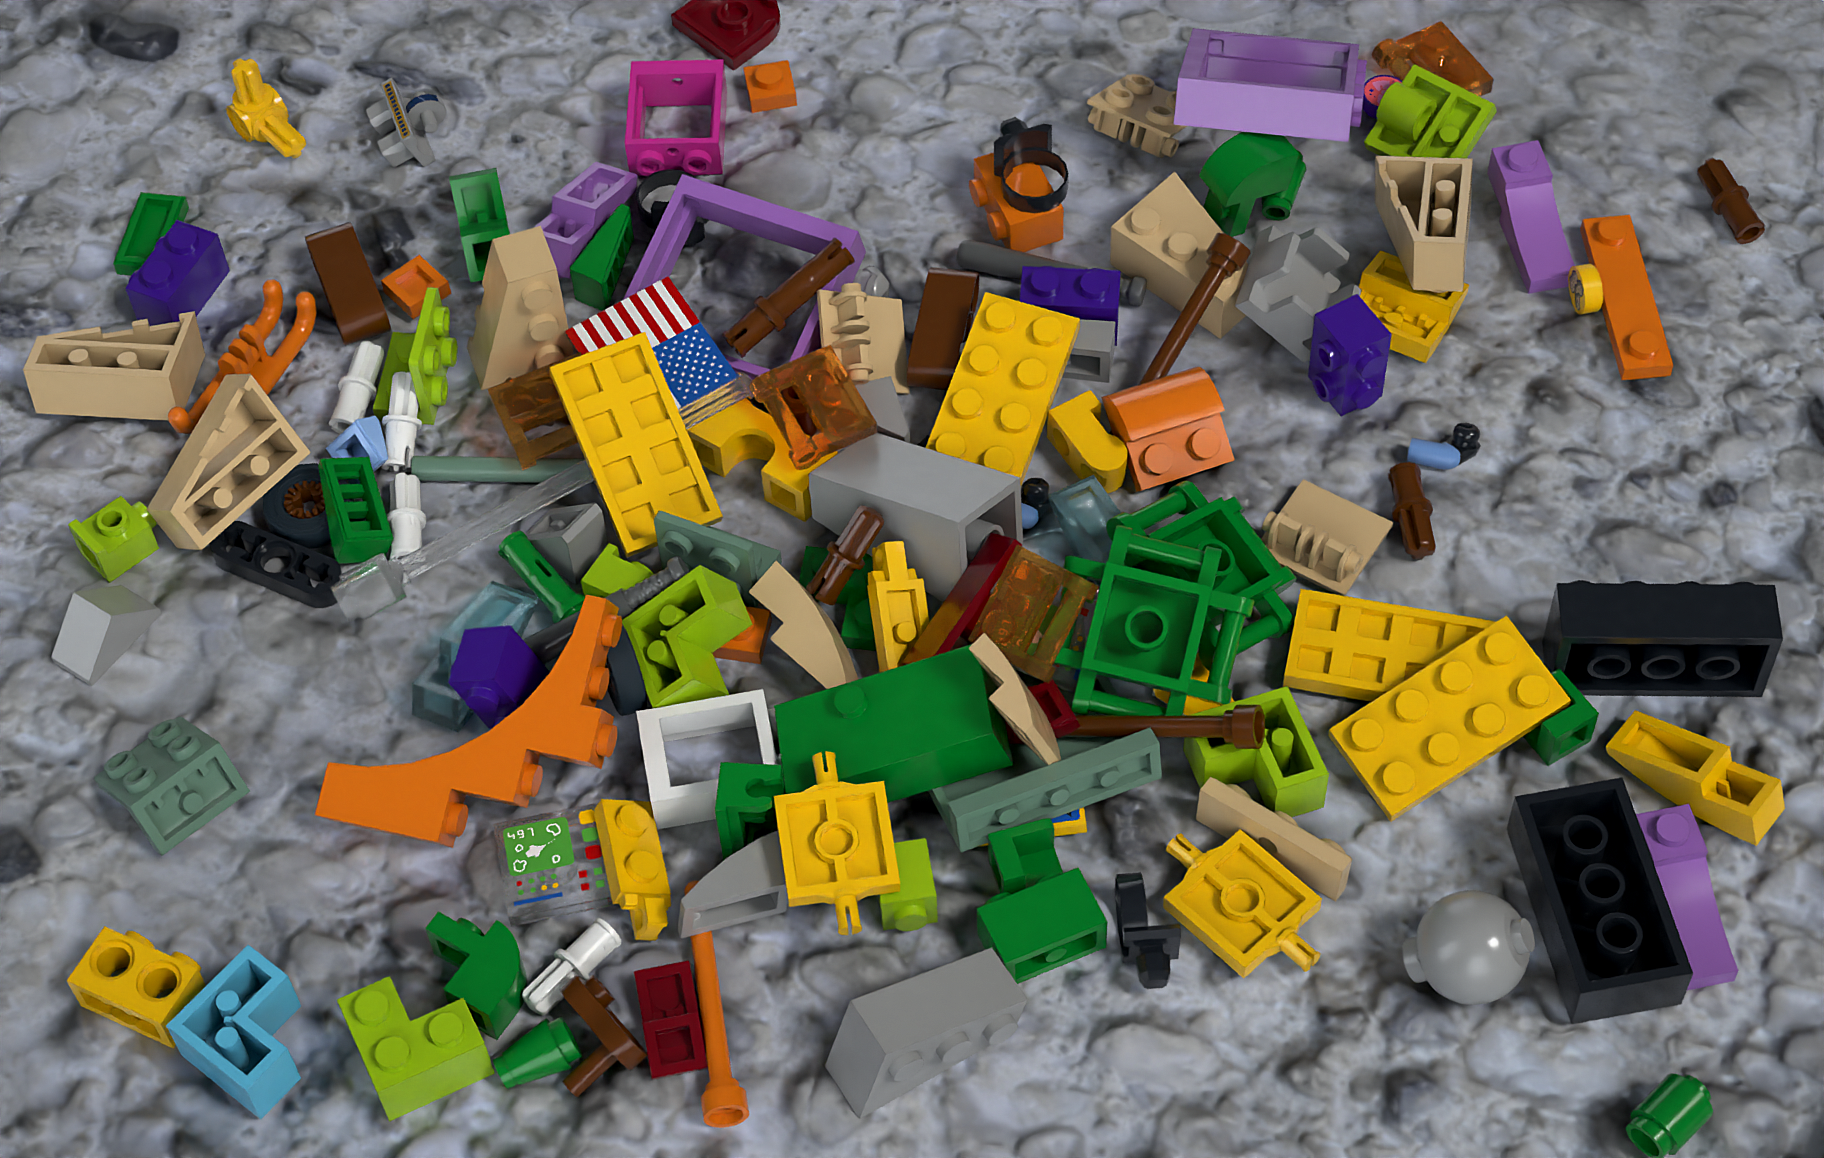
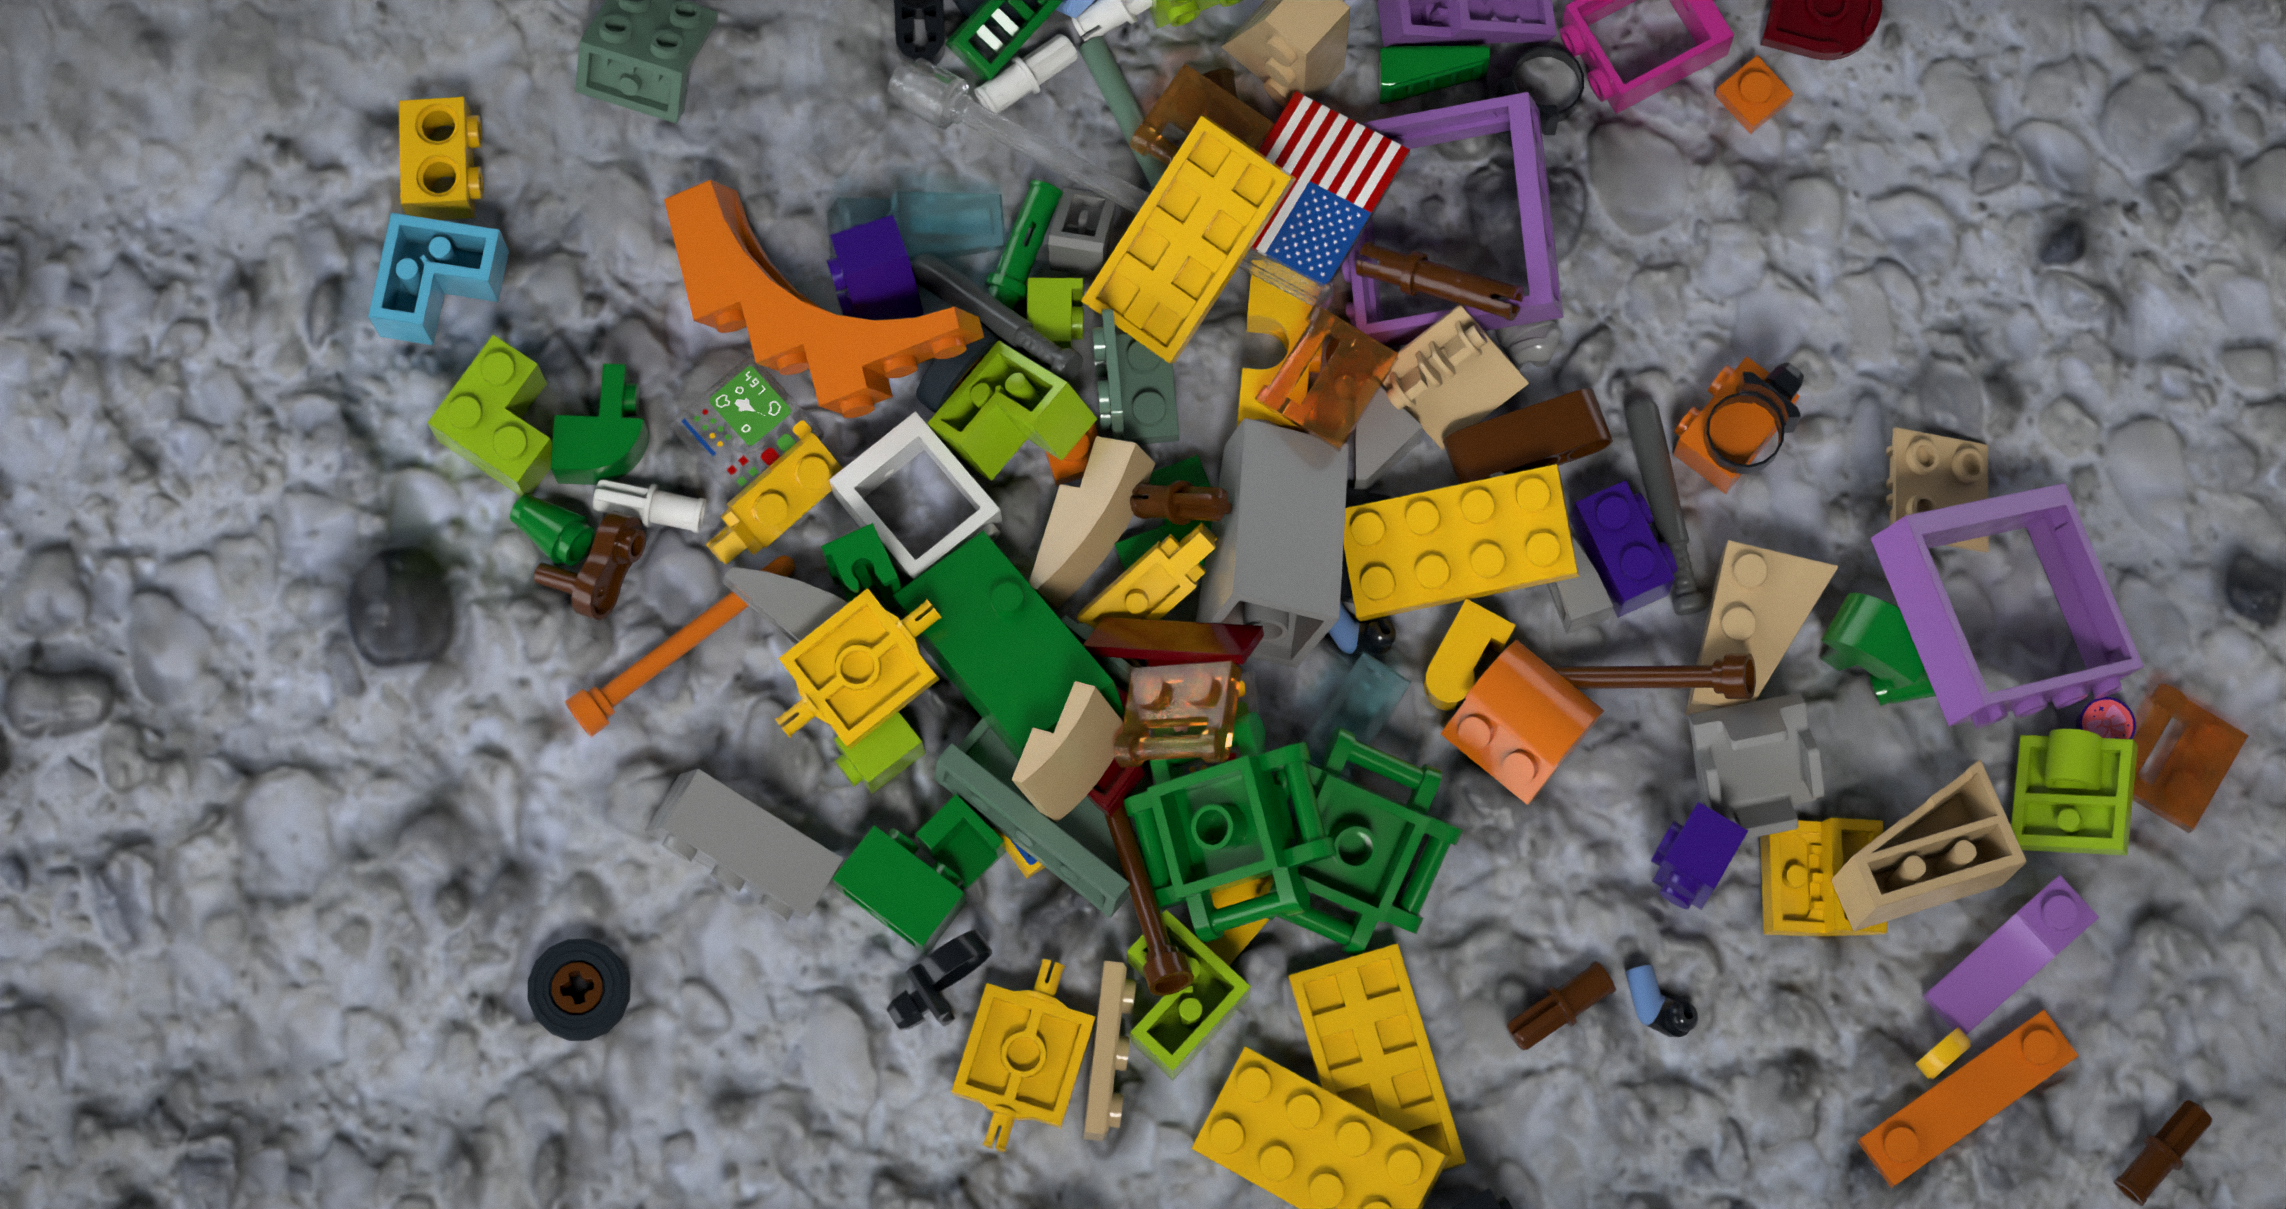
camera: 60 degrees right, 20 degrees up
(671, 1020) = (647, 619): dark red slope -> none
(1324, 537) = (1483, 934): tan hinge -> none

